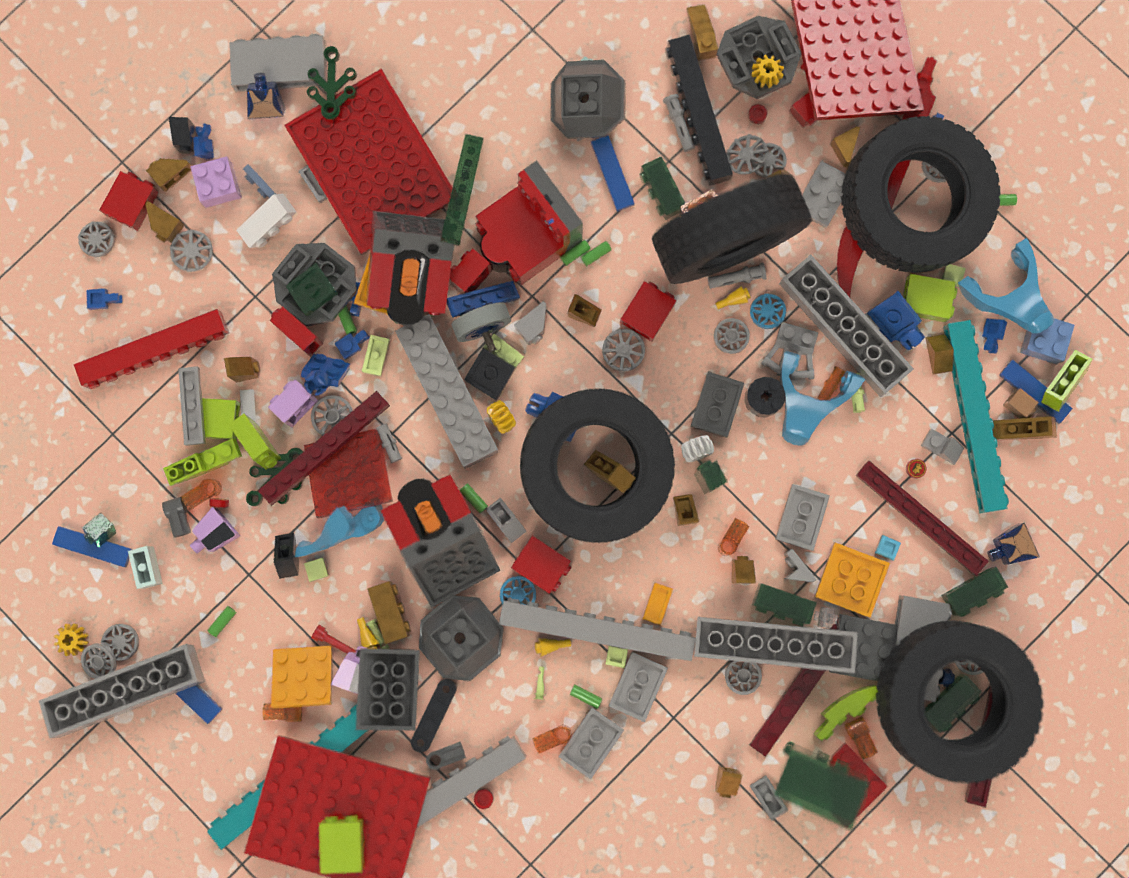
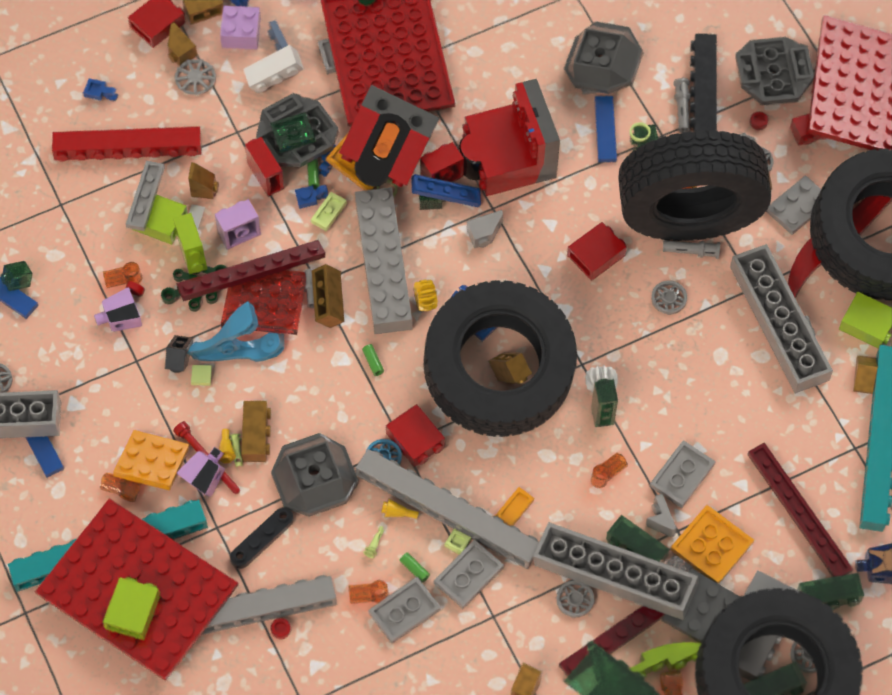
camera: 15 degrees right, 20 degrees down
(96, 239) = (114, 42): light grey wheel -> none
(145, 567) = (45, 319): light aqua brick -> none
(176, 513) = (91, 285): dark grey piece -> none
(202, 462) = (137, 251): lime slope -> none
(222, 620) = (95, 391): bright green hinge -> none
(323, 372) = (273, 205): blue plate -> none
(331, 415) = (266, 248): light grey wheel -> none
(387, 689) = (228, 492): dark grey slope -> none
(407, 449) = (327, 296): none -> pearl gold brick
(439, 538) = (329, 376): piece -> none
(448, 755) = (261, 575): dark grey piece -> none
(462, 190) = (460, 89): clear green tile -> none
(481, 323) = (437, 207): light grey wheel -> none
(490, 373) = (429, 257): black plate -> none
(506, 351) = (448, 246): yellowish green plate -> none
(506, 520) = (397, 387): light grey slope -> none
(575, 252) = (546, 183): bright green hinge -> none
(583, 311) = (535, 232): pearl gold slope -> none
(596, 253) = (565, 189): bright green hinge -> none
(623, 349) = (562, 277): light grey wheel -> none
(649, 179) = (640, 139): none -> yellowish green piece
(685, 510) = (570, 434): pearl gold slope -> none
(702, 32) = (729, 39): pearl gold slope -> none
(717, 404) = (634, 350): dark grey plate -> none
(737, 297) = (686, 265): yellow cone -> none
(743, 570) = (607, 502): pearl gold slope -> none
(767, 386) = (682, 356): black brick -> none
(768, 311) = (711, 286): dark azure wheel -> none
(775, 71) = (777, 81): yellow gear -> none
(796, 340) = (727, 318): light grey plate -> none
(806, 412) = (716, 381): dark azure animal -> none
(831, 384) = (749, 367): clear orange pin -> none
(844, 145) = (830, 163): pearl gold slope -> none
(857, 400) = (772, 381): yellowish green pin -> none
(887, 547) = (757, 529): medium azure tile -> none
(898, 321) = (832, 328): blue plate -> none
(916, 468) = (809, 467): tile -> none
(944, 447) = (842, 456): light grey slope -> none
(947, 677) = (776, 662): dark blue plate -> none

